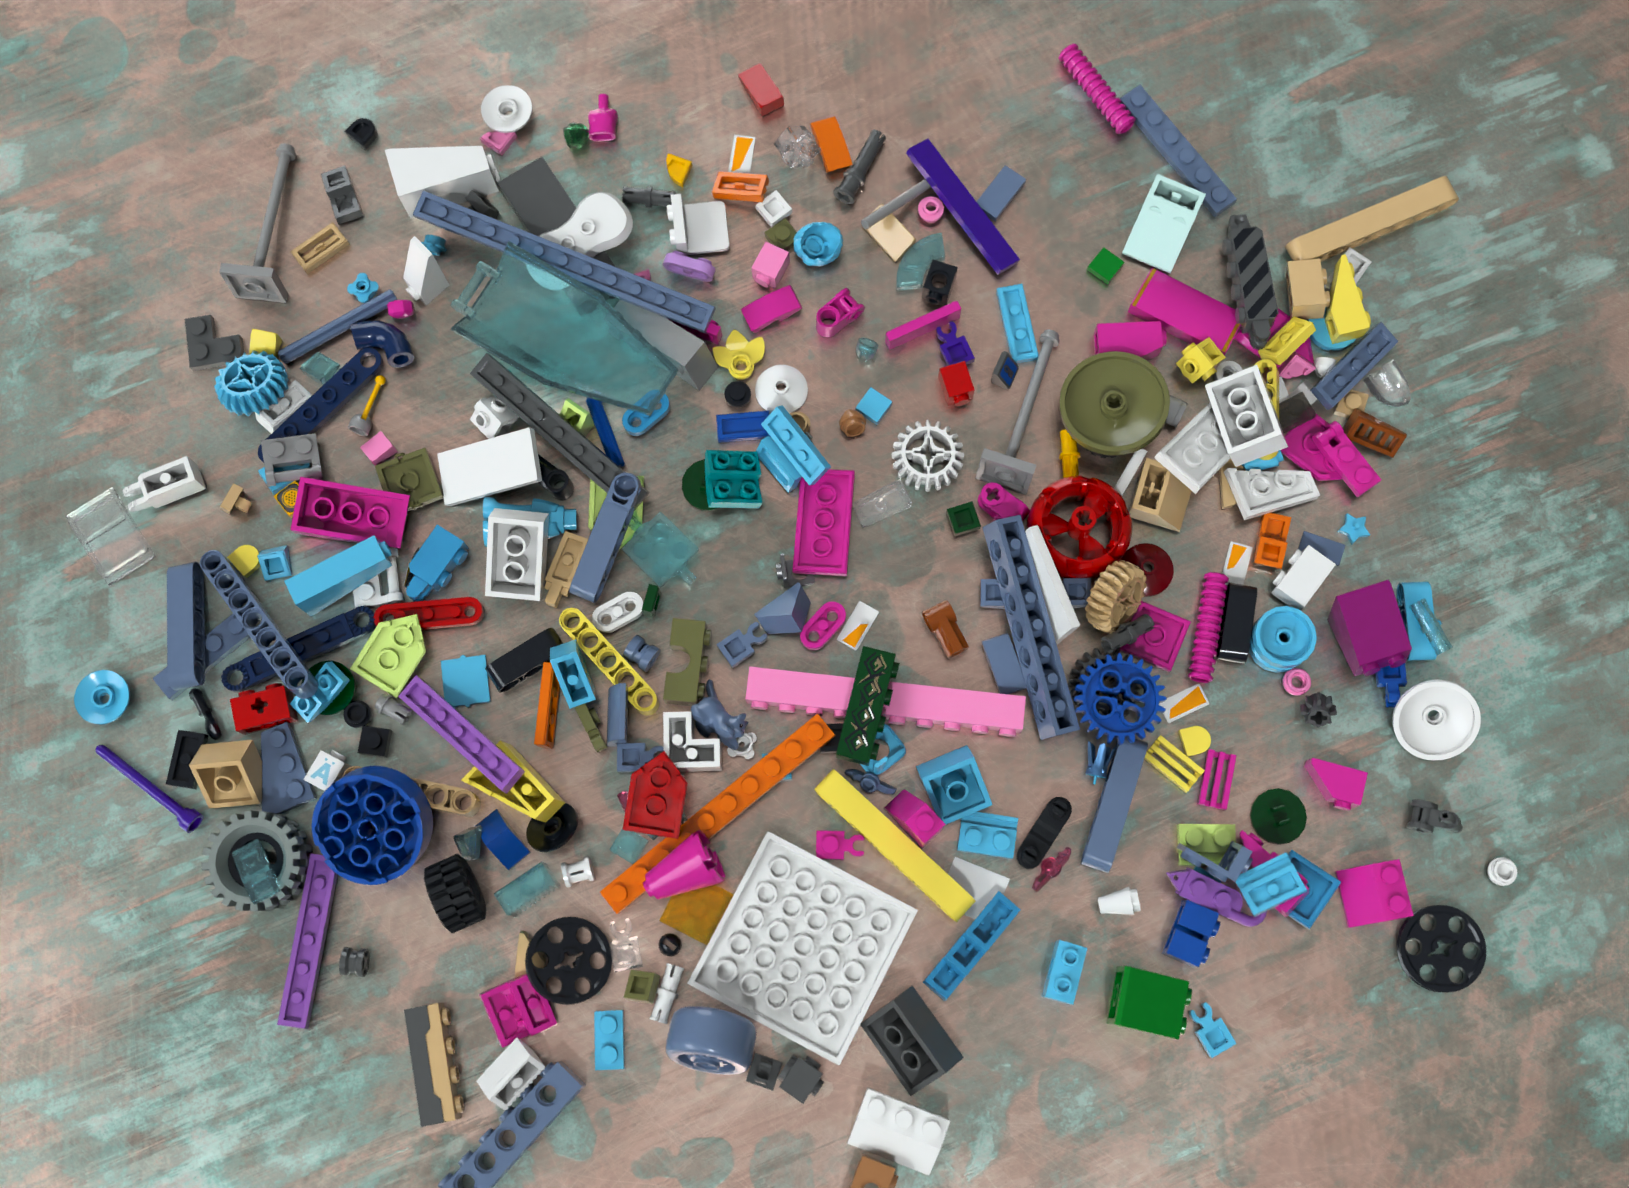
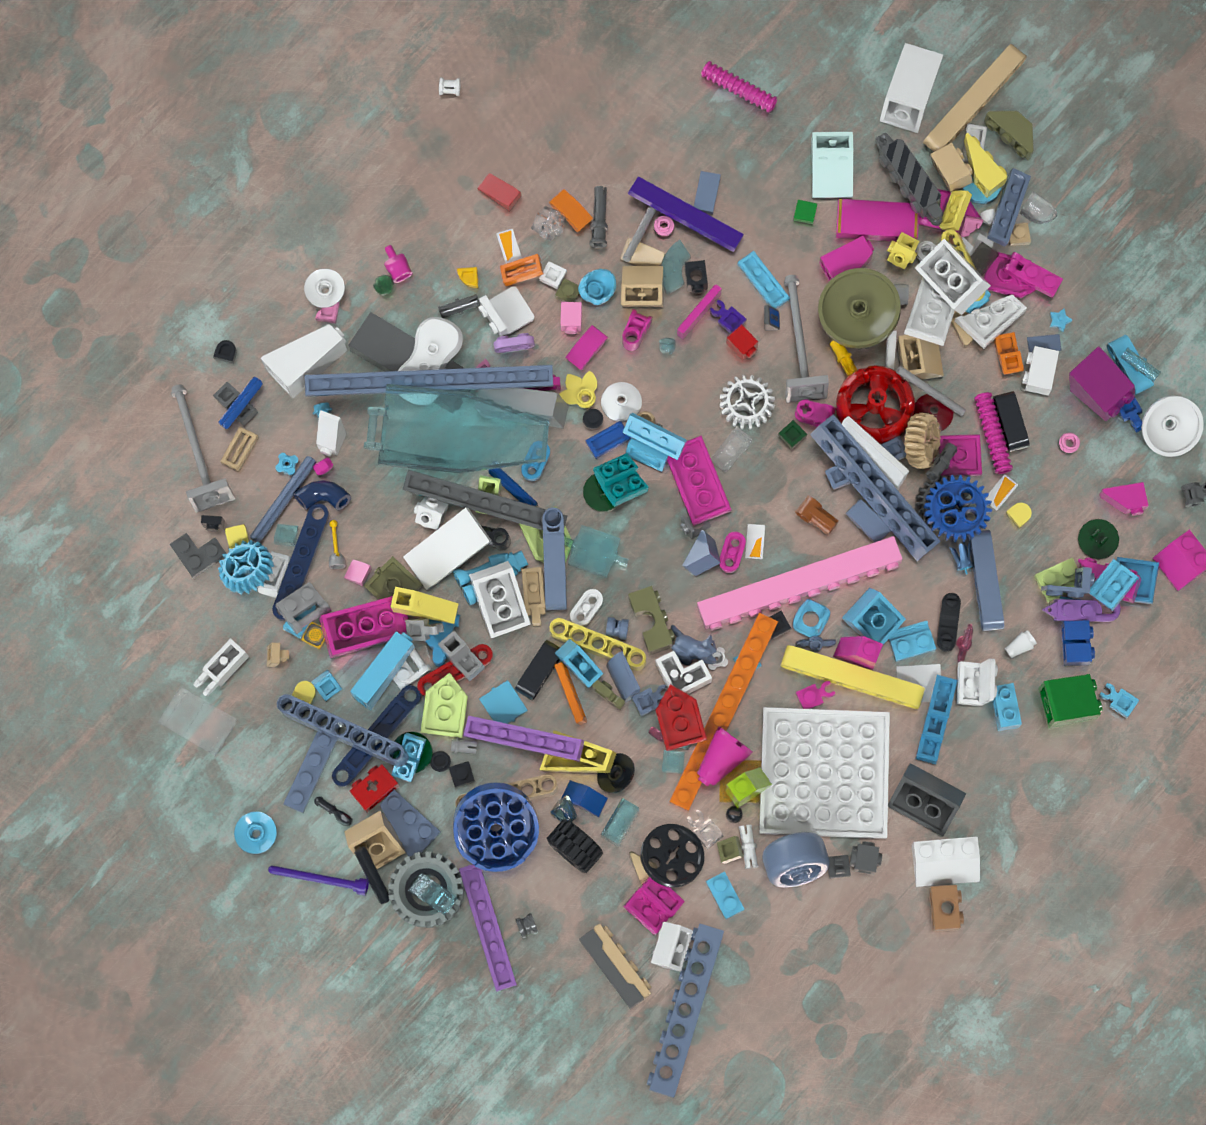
camera: 25 degrees left, 0 degrees up
(185, 626) = (290, 756): sand blue beam -> none
(185, 749) = (337, 847): black plate -> none
(203, 808) = (372, 875): none -> black axle
(244, 316) = (212, 523): none -> black plate
(326, 769) = (441, 808): white brick -> none
(345, 195) = (240, 402): none -> blue axle
(407, 548) = (420, 630): none -> light grey plate
(423, 520) = (423, 605): none -> light yellow slope
(438, 599) = (461, 656): none -> light grey brick
(481, 204) = (342, 366): dark grey tile -> none
(570, 877) = (651, 788): white bush -> none
(651, 600) = (606, 590): dark green tile -> none
(697, 920) = (747, 786): none -> lime slope
(738, 646) = (681, 593): sand blue plate -> none
(852, 423) = (683, 402): medium nougat plate -> none
(866, 706) = (791, 592): dark green brick -> none
(869, 266) = (642, 286): none -> tan slope
(874, 406) = (692, 384): medium azure tile -> none
(1042, 924) = (976, 682): none -> white bracket
(1154, 541) = (930, 390): none -> light grey bar
(1177, 150) = (816, 106): sand blue plate -> none
(1179, 755) = (1031, 533): light yellow tile -> none
(1227, 781) = (1043, 516): dark pink tile -> none
(1237, 562) = (992, 379): white sticker -> none
(1282, 639) = (1046, 418): medium azure wheel -> none
(1300, 176) = (911, 87): none -> white slope
(1318, 709) = (1092, 455): dark grey gear -> none
(1358, 417) = (1028, 242): dark orange slope -> none
(1401, 278) = (1013, 130): none -> olive slope

